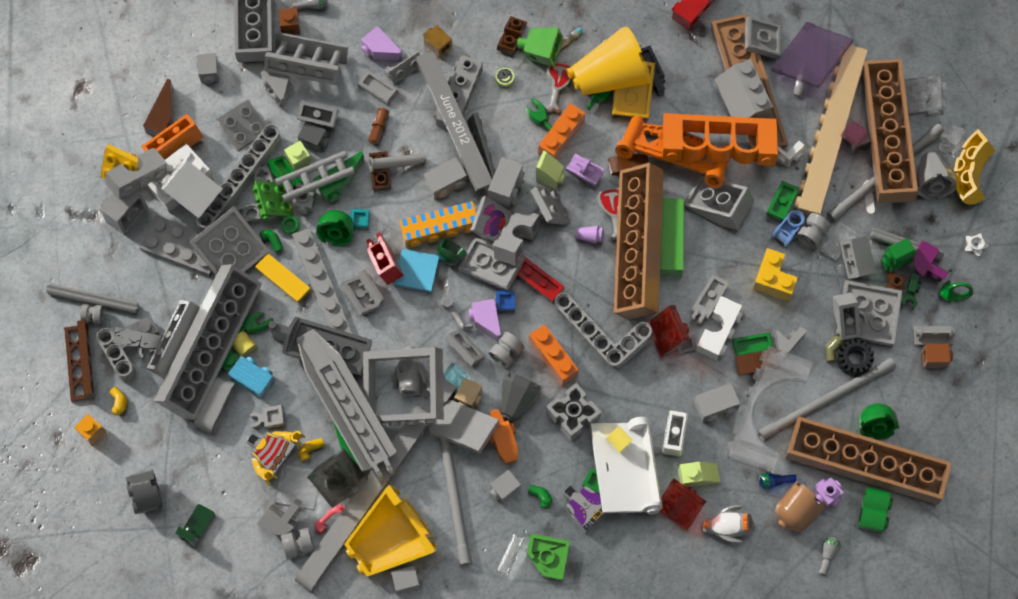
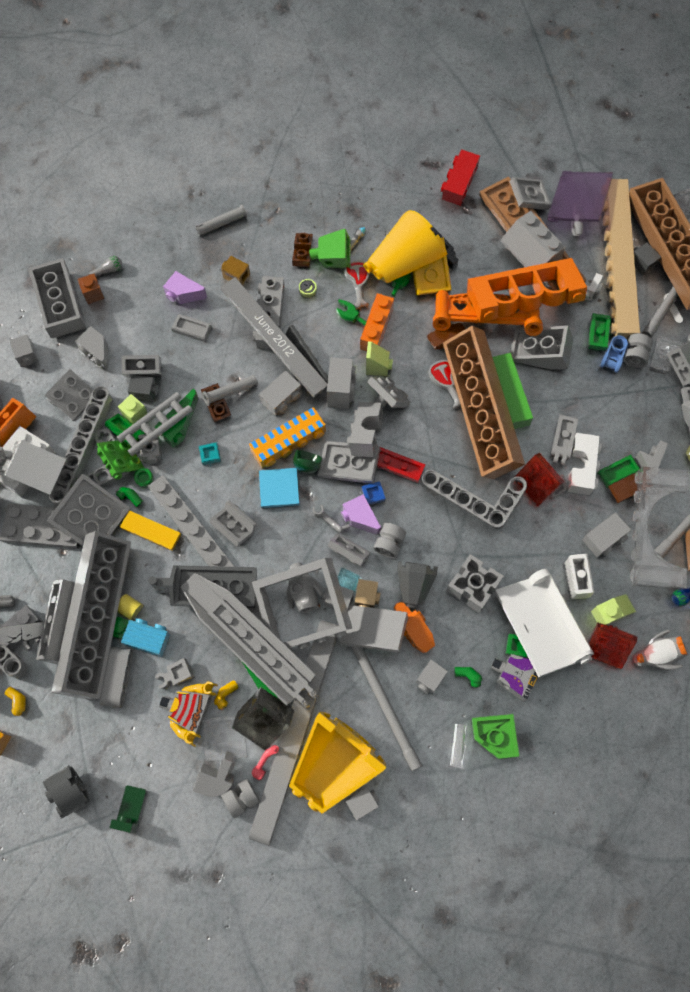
camera: 15 degrees left, 0 degrees up
(251, 326) = (132, 586): green hand -> none
(303, 68) = (123, 319): light grey fence -> none
(335, 227) = (189, 467): green cylinder -> none
(378, 125) = (202, 362): dark orange axle -> none
(384, 260) = (245, 485): hinge -> none
(398, 71) = (211, 304): light grey hinge -> none
(490, 219) = (336, 420): tile -> none
(553, 355) = (436, 533): orange brick -> none
(585, 169) = (409, 350): lavender hips -> none
(590, 234) = (433, 409): lavender cone -> none
(619, 439) = (529, 598): light yellow brick -> none
(772, 280) = (615, 405): yellow brick -> none
(854, 133) = (644, 253): clear pink tile -> none

